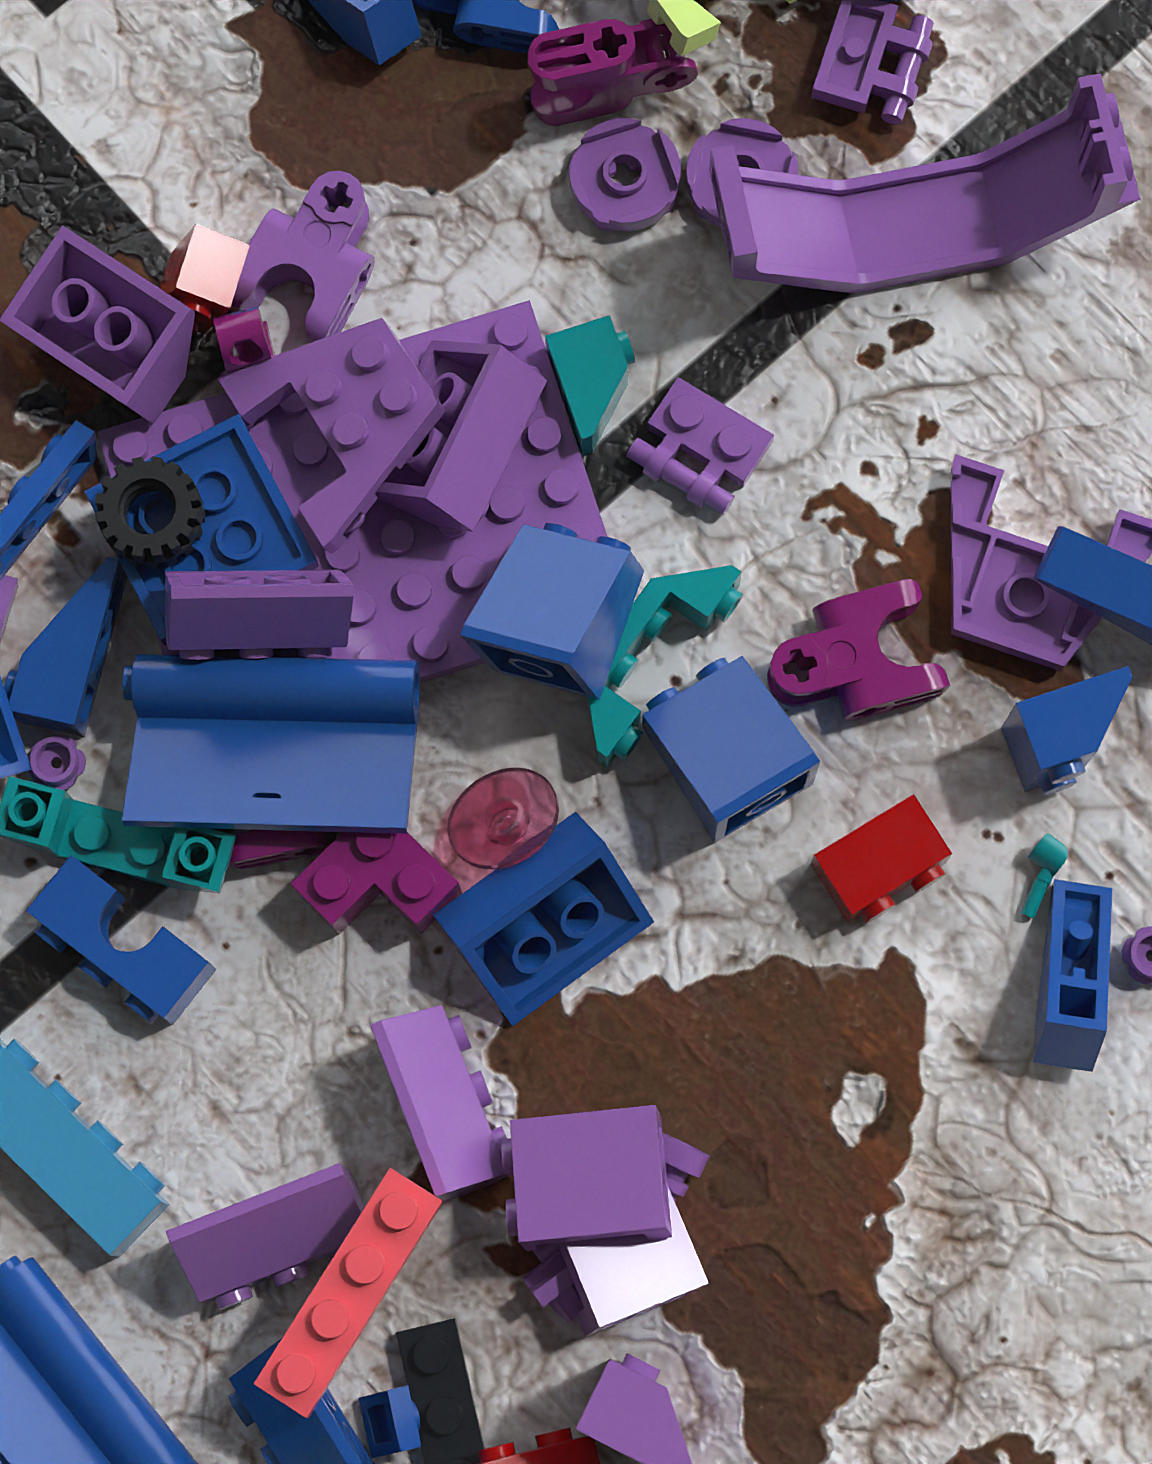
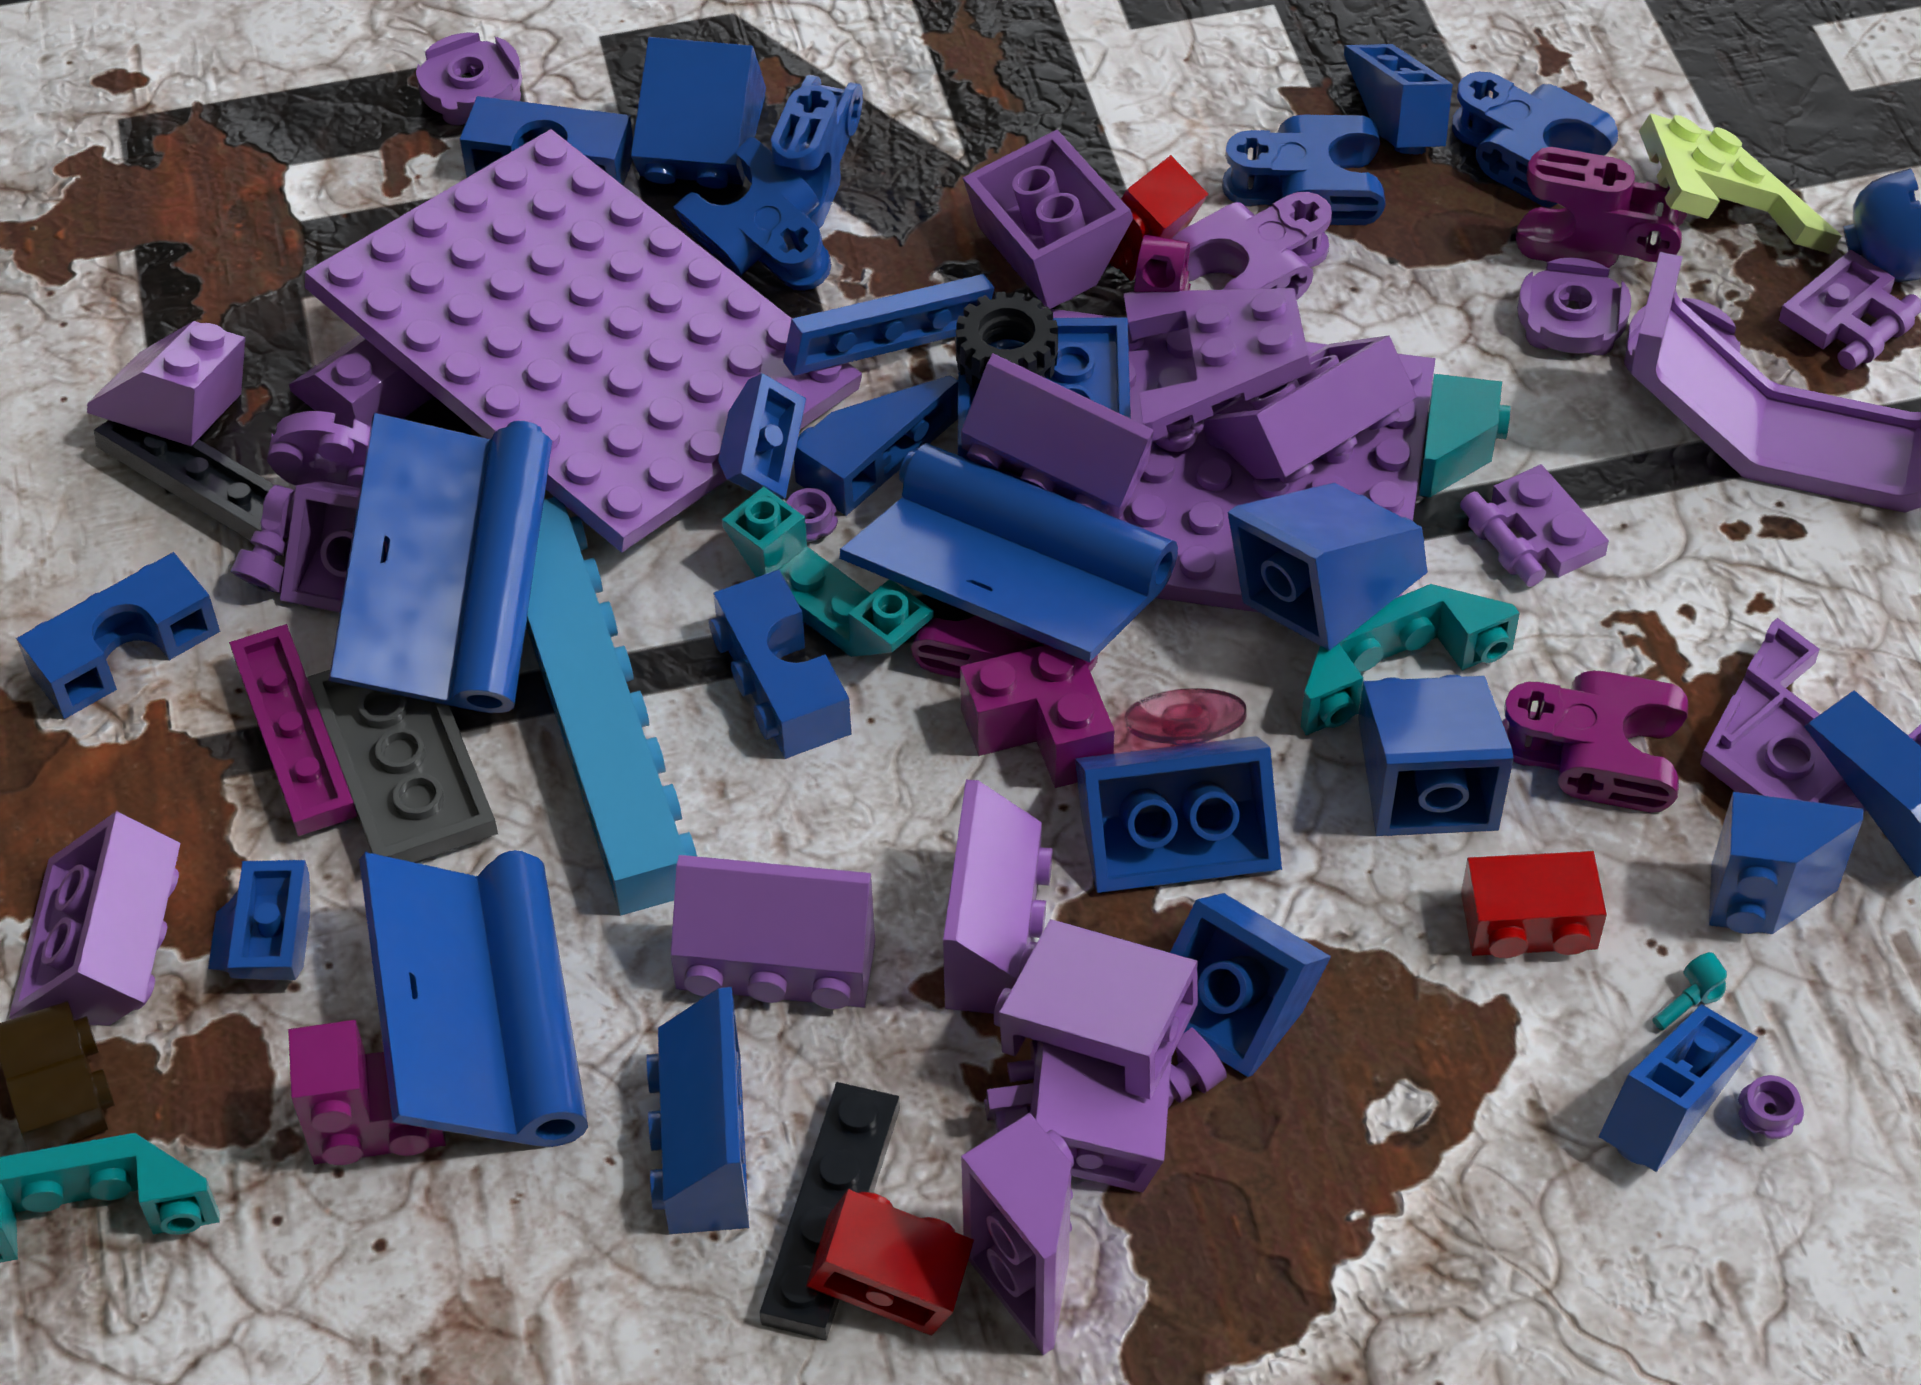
camera: 25 degrees right, 25 degrees down
(296, 133) = (1309, 158): none -> blue piece
(348, 1293) = (814, 972): coral plate -> none
(390, 1421) = (785, 1149): blue plate -> none
(679, 1058) = (1248, 979): none -> blue slope

